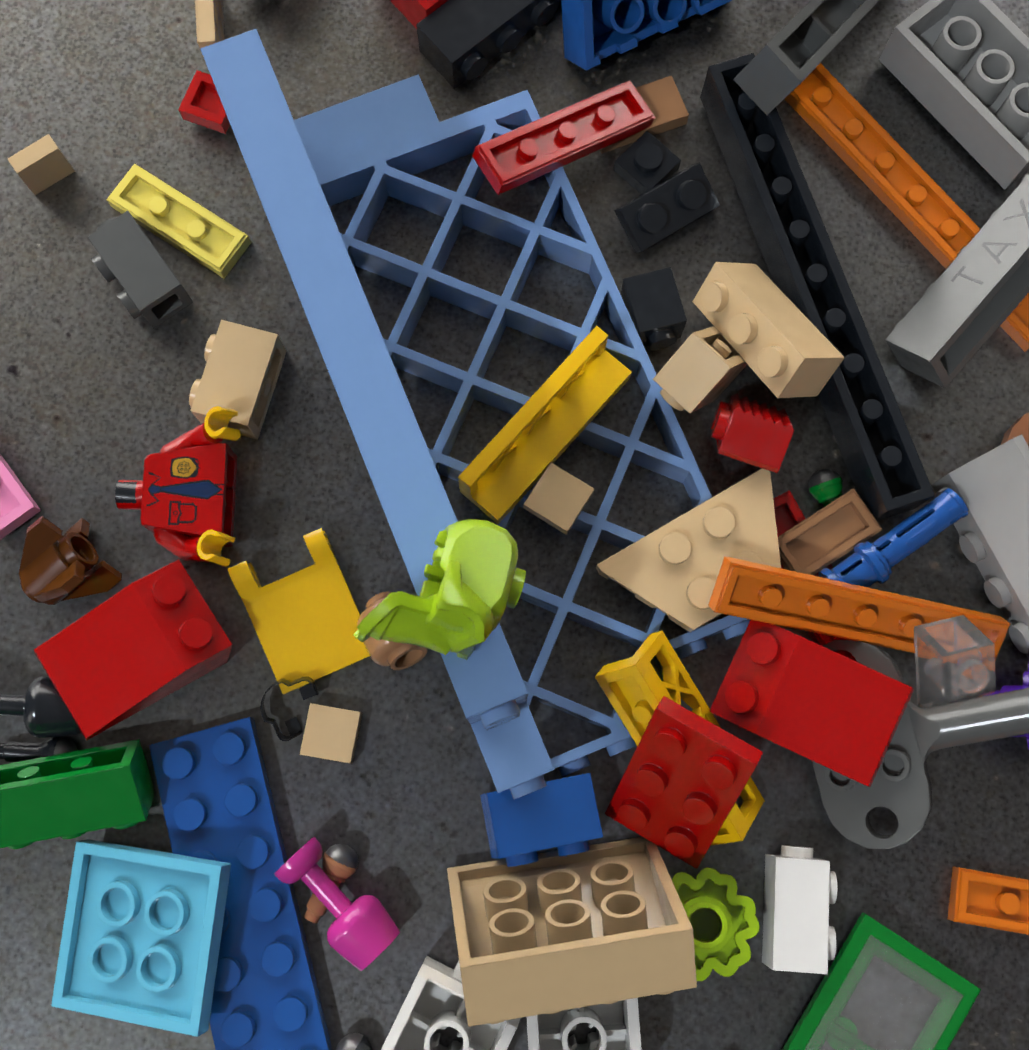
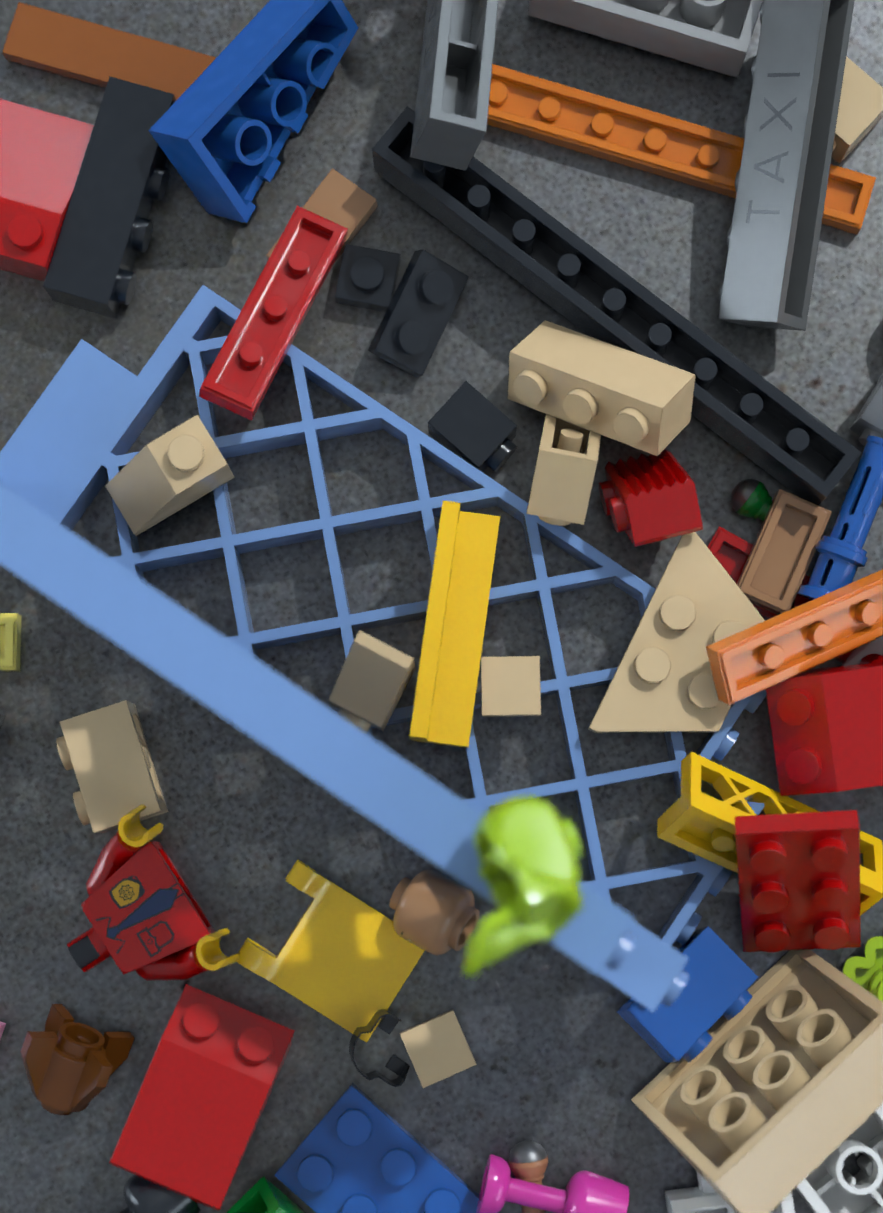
camera: 30 degrees left, 5 degrees up
(415, 194) = (168, 475): none -> tan slope
(458, 422) = (371, 682): none -> tan slope

